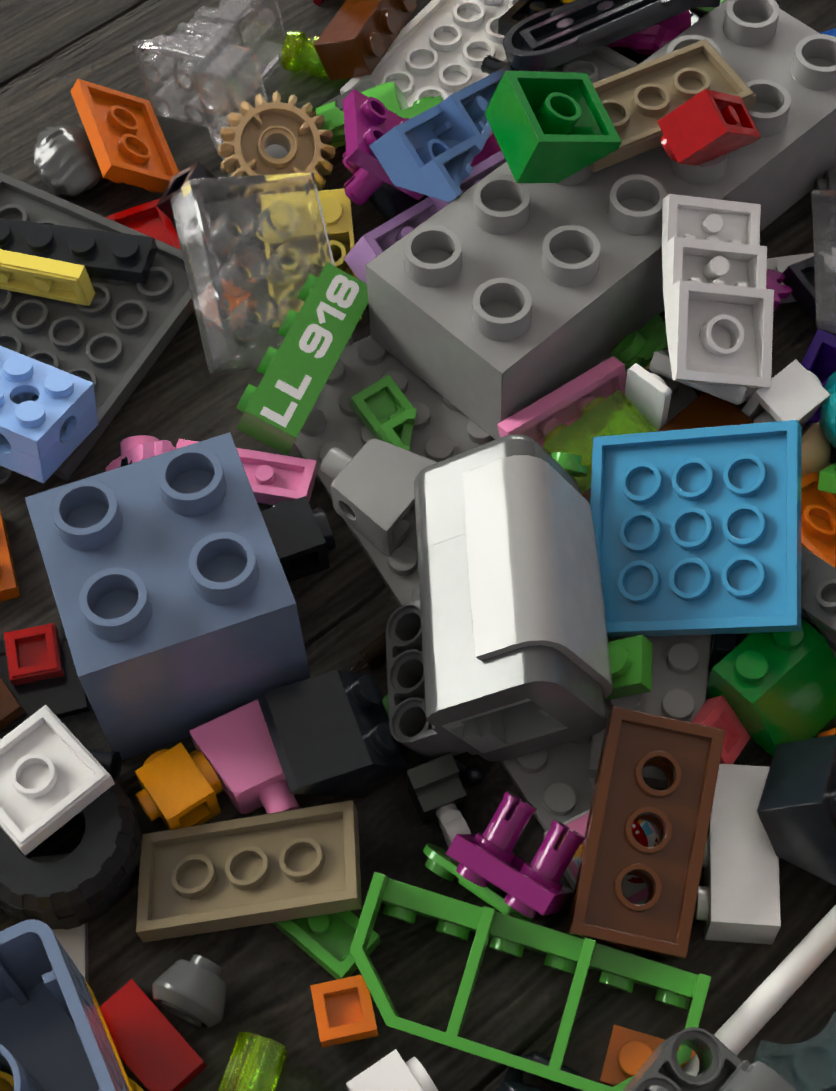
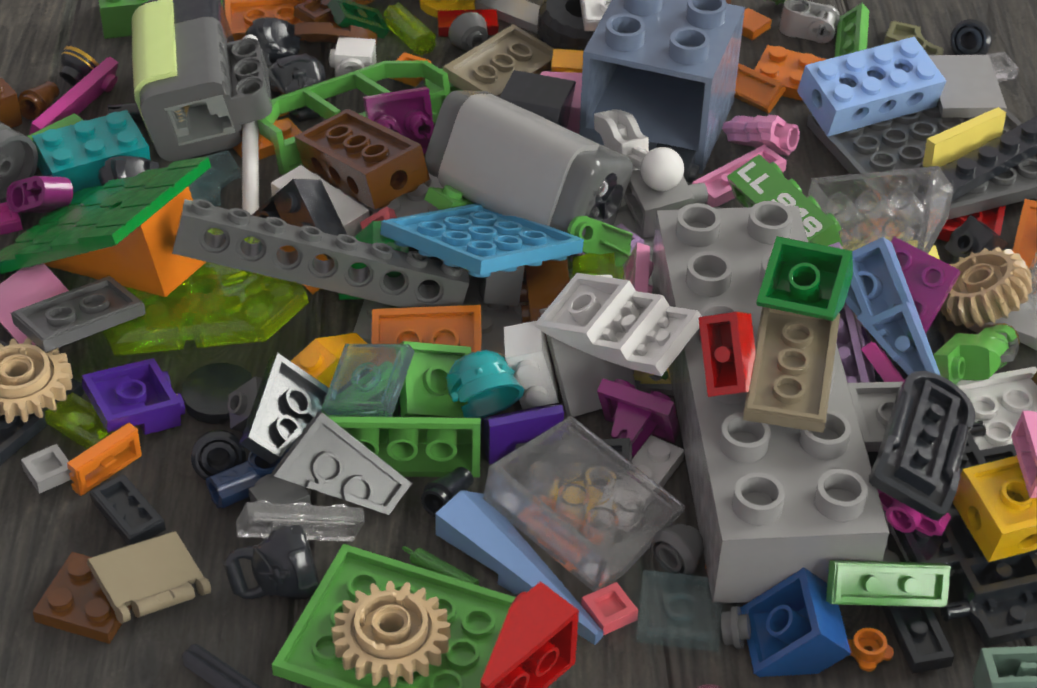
camera: 125 degrees right, 15 degrees down
(29, 586) = (757, 89): none -> orange tile
(348, 552) = (659, 168): none -> white piece

